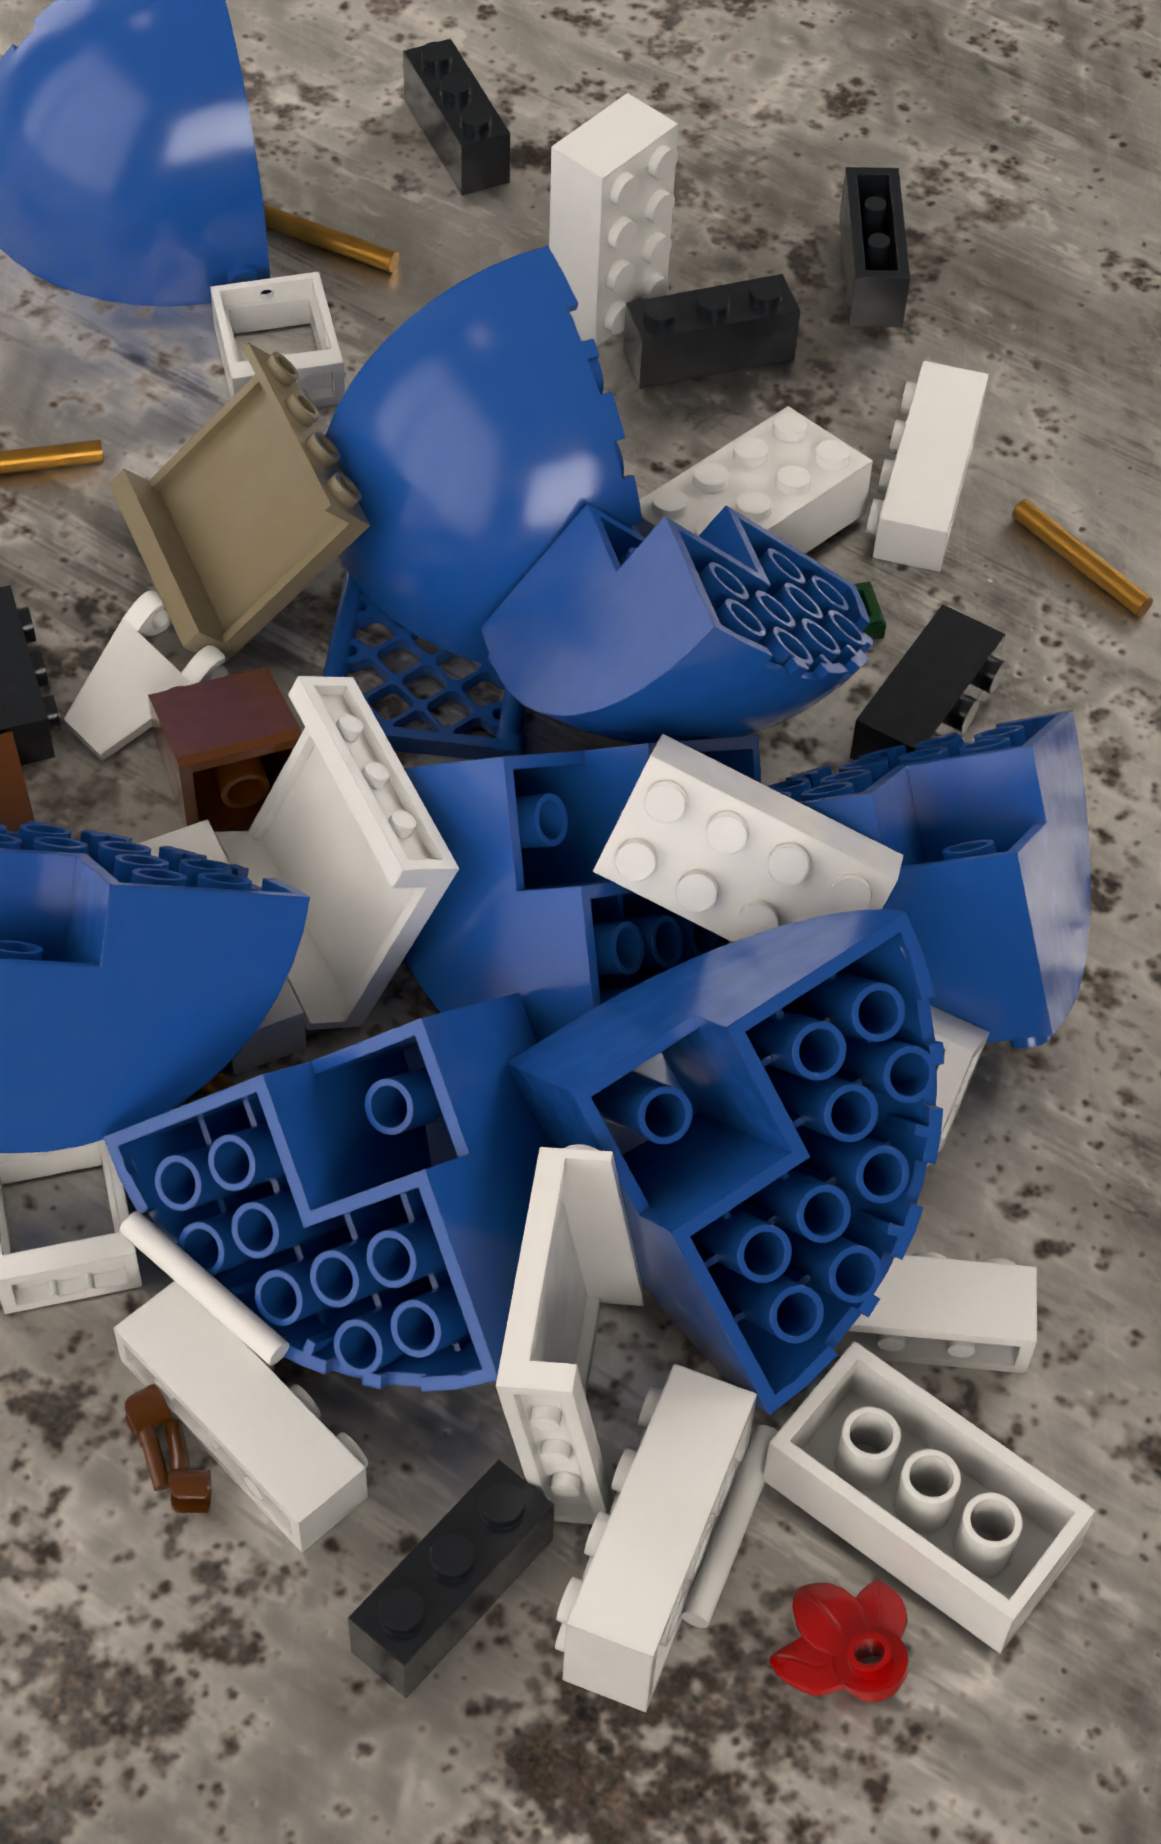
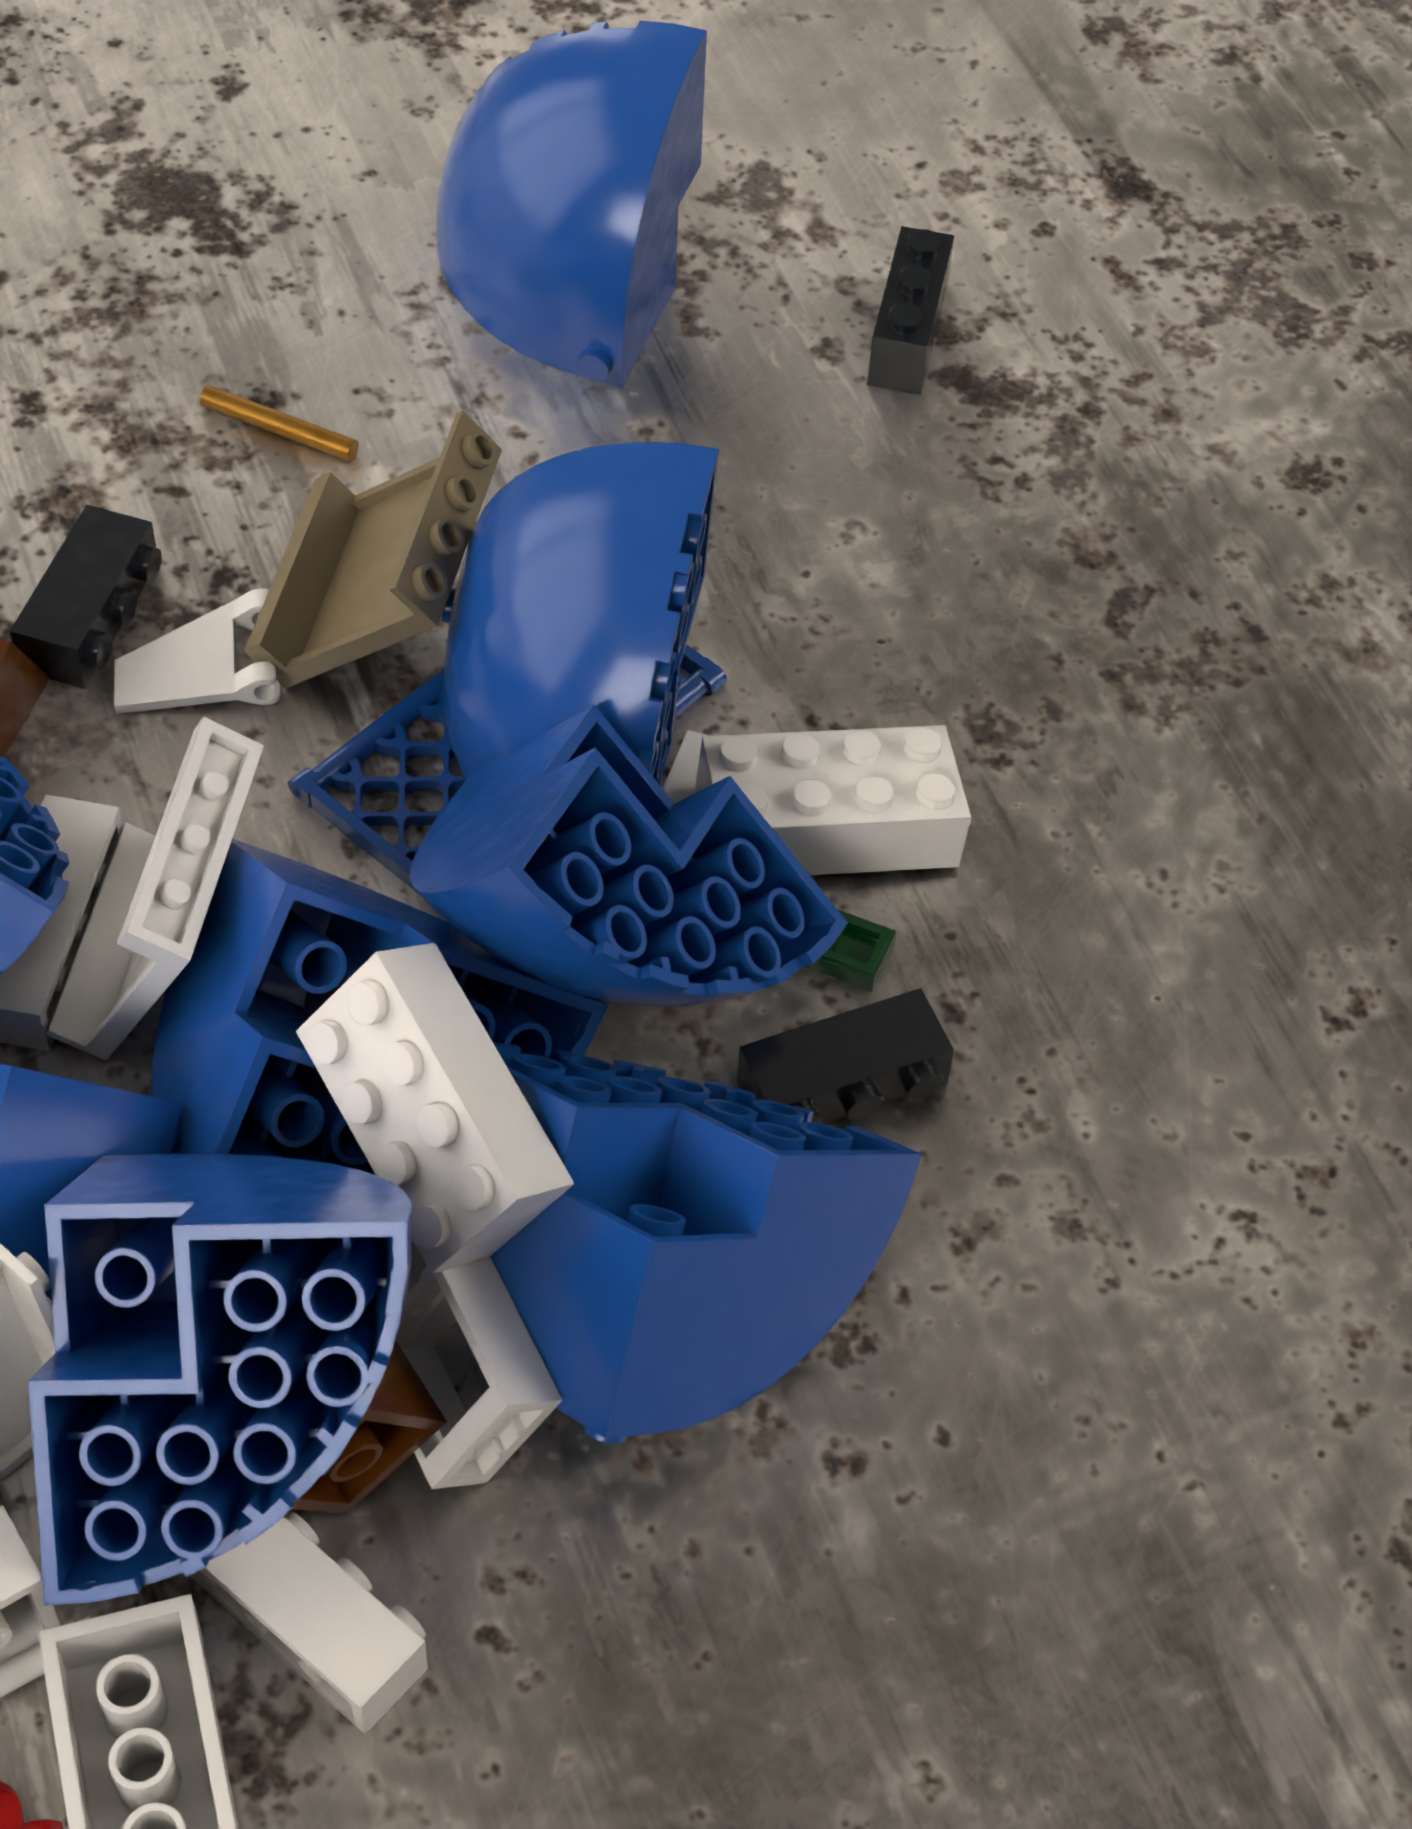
camera: 35 degrees right, 0 degrees up
(223, 745) = (152, 742): reddish brown slope -> none
(291, 302) = (568, 388): white window -> none
(331, 239) = (707, 361): pearl gold bar -> none
(613, 212) = (916, 466): white brick -> none
(711, 330) = (958, 620): black brick -> none
(874, 247) = (1181, 622): black brick -> none
(929, 466) = (1050, 855): white brick -> none
(1082, 557) = (1126, 1025): pearl gold bar -> none

